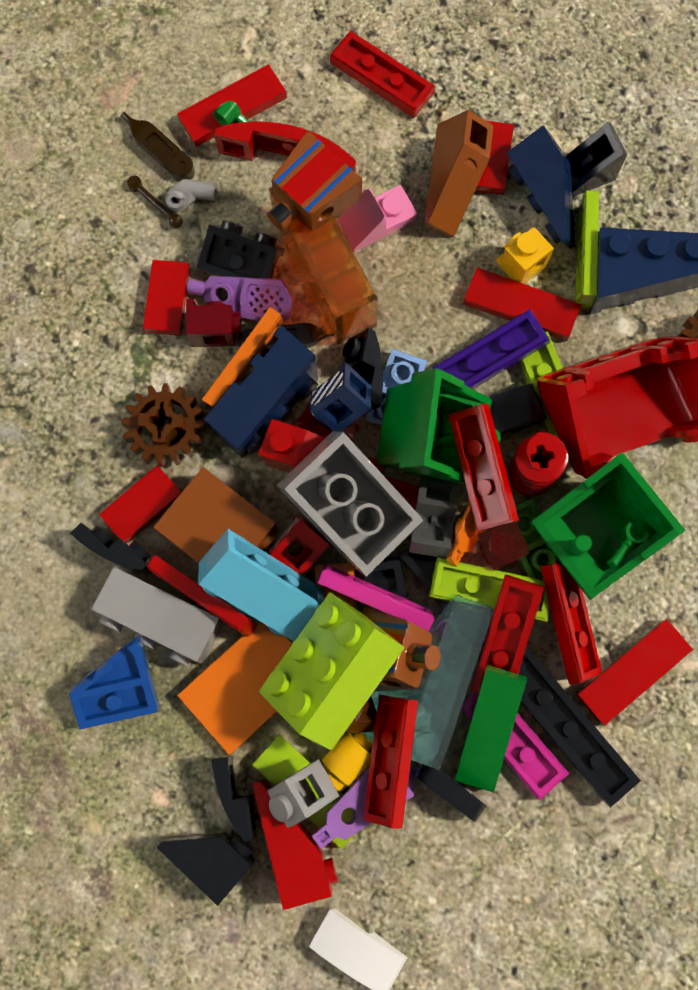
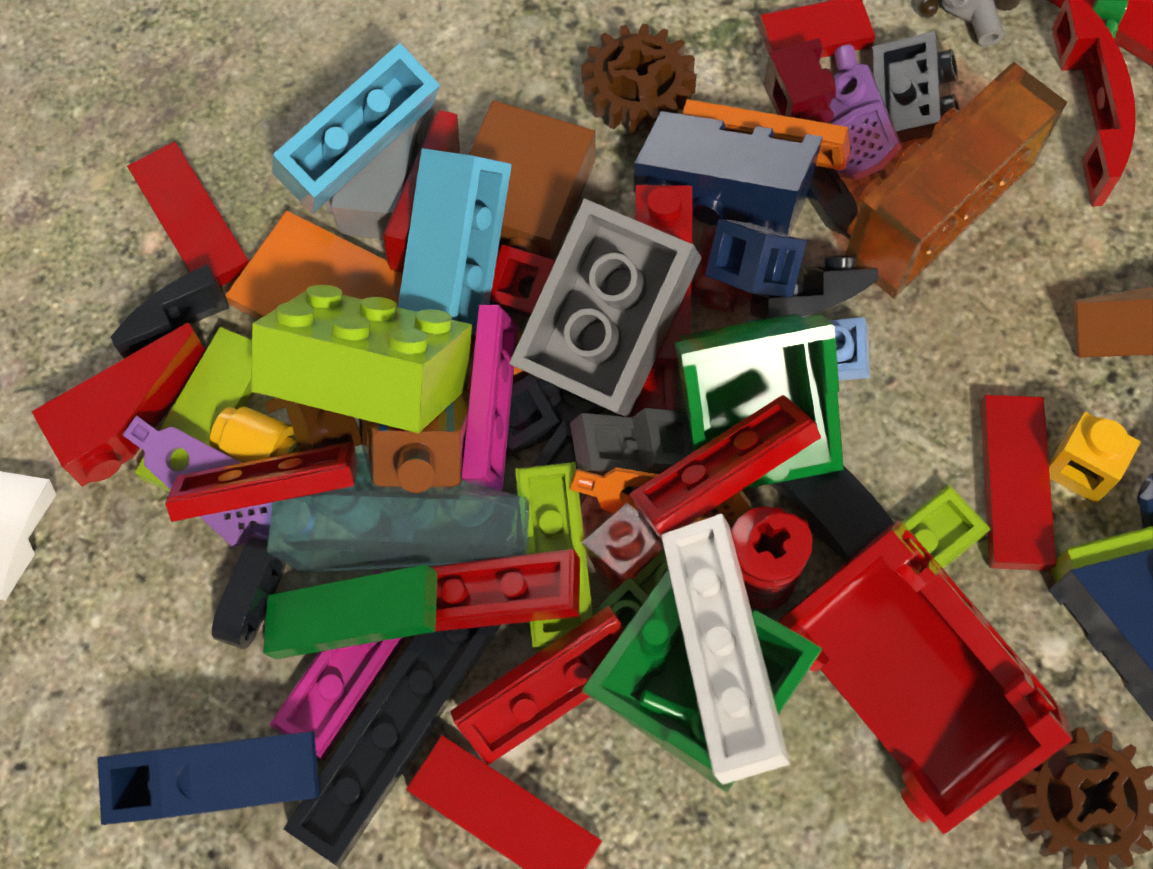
camera: 70 degrees right, 10 degrees down
(115, 689) = (255, 128): blue wing -> none
(130, 557) = (451, 65): black slope -> none
(141, 504) = (523, 86): red tile -> none
(152, 766) = (188, 213): none -> red tile
(157, 625) = (355, 128): none -> medium azure brick
(210, 861) = (77, 314): black slope -> none
(294, 799) = (206, 385): light grey brick -> none
(313, 186) = (1038, 100): torso -> none
(376, 217) = (1050, 242): bright pink slope -> none
(497, 351) = (919, 459): dark purple tile -> none
(569, 849) = (207, 777): none -> dark blue slope
(605, 507) = (724, 651): none -> white plate

